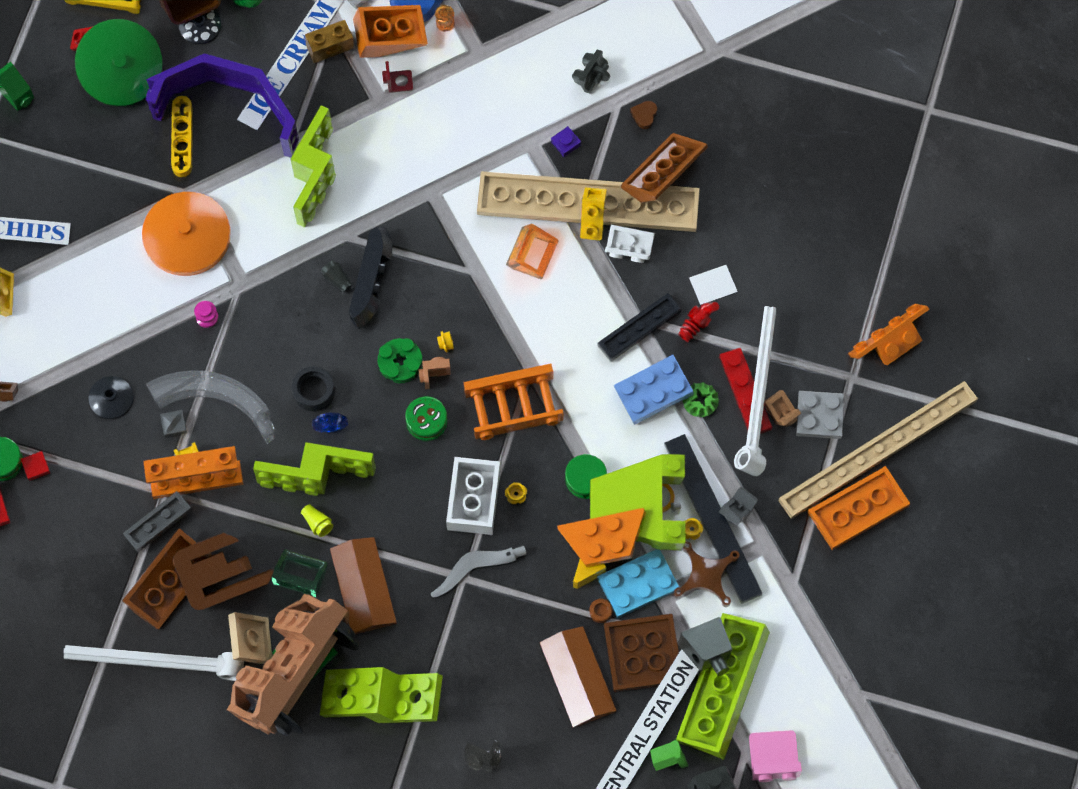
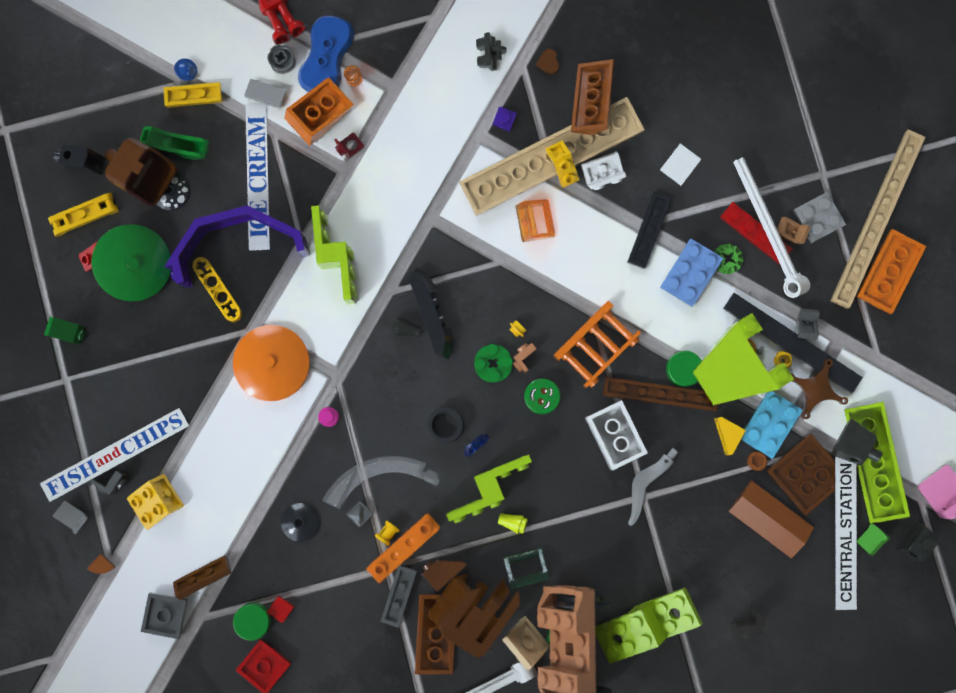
camera: 30 degrees left, 15 degrees up
(213, 521) = (442, 571): none -> reddish brown slope
(329, 41) = (279, 147): pearl gold brick -> none
(363, 585) = (577, 548): dark orange slope -> none
(516, 487) = (647, 412): yellow plate -> none
(539, 482) = (657, 394): none -> reddish brown tile
(604, 537) = (733, 410): orange wing -> none
(698, 318) = (688, 197): red piece -> none
(893, 339) = (836, 126): orange bracket -> none

